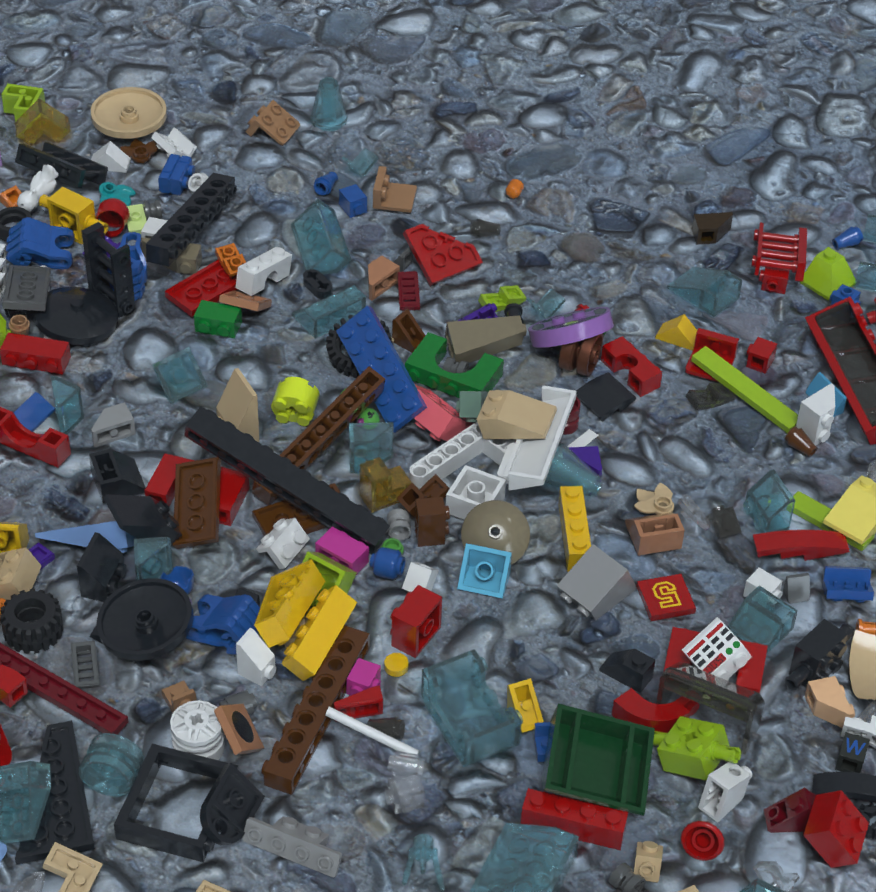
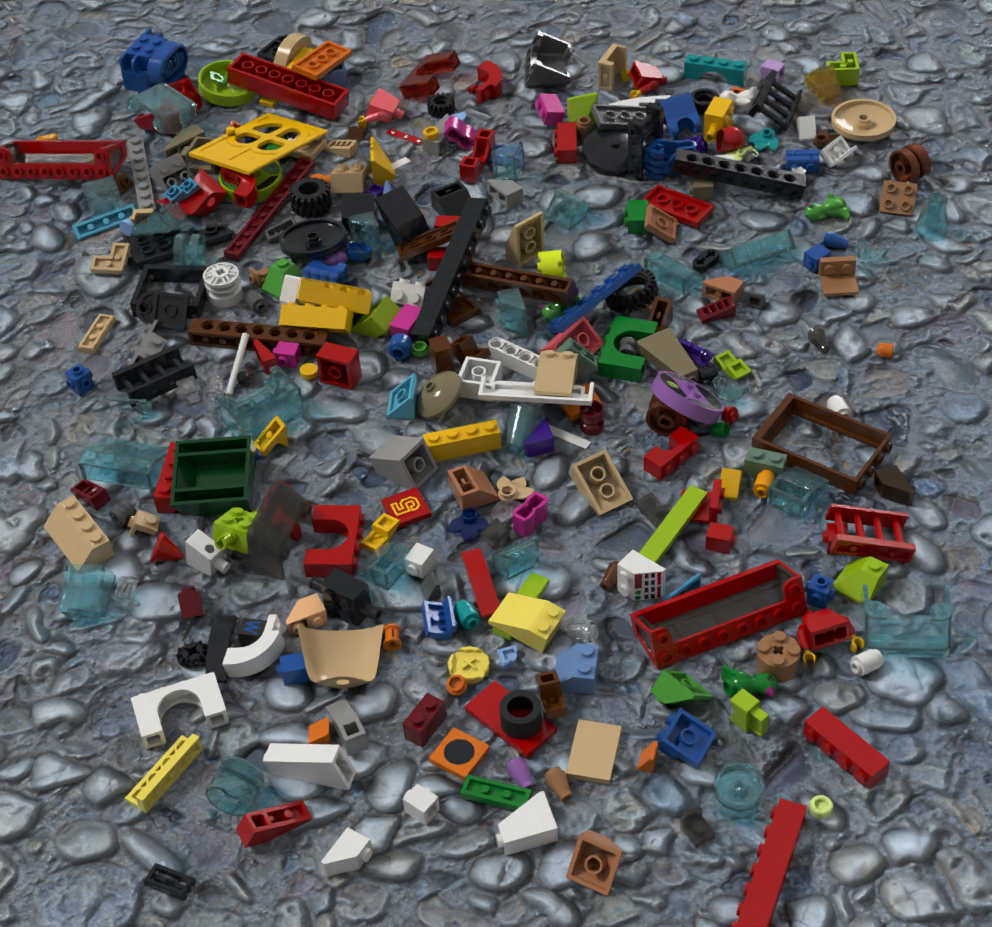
camera: 85 degrees right, 0 degrees up
(204, 671) = (276, 274): none -> bright green slope
(229, 258) = (704, 207): orange slope -> none
(231, 97) = (909, 163): none -> copper wheel
(238, 729) = (224, 298): nougat tile -> none
(271, 170) = (832, 208): none -> bright green animal
(271, 264) = (709, 227): white arch -> none
(348, 849) = (150, 366): none -> black fence
(381, 485) = (474, 322): clear yellow brick -> none
(420, 575) = (385, 364): white brick -> none
(440, 253) = (763, 314): red plate -> none
(594, 237) = (839, 405): none -> white brick
(605, 396) = (629, 442): black slope -> none
(630, 668) = (321, 491): black slope -> none
(652, 220) = (834, 421): none -> reddish brown window
(664, 427) = (600, 482): none -> tan slope
(666, 302) = (759, 460): none -> sand green brick
(692, 309) = (762, 483): none -> light orange brick
(698, 615) = (381, 532): none -> yellow slope
(704, 545) = (468, 524): none -> clear blue plate
(707, 484) = (530, 514): none -> dark pink brick
(717, 651) = (326, 526): white slope -> none
(836, 829) = (166, 618): red brick -> none
(844, 558) = (467, 614): none -> teal brick
(848, 238) = (929, 591): blue cone -> none

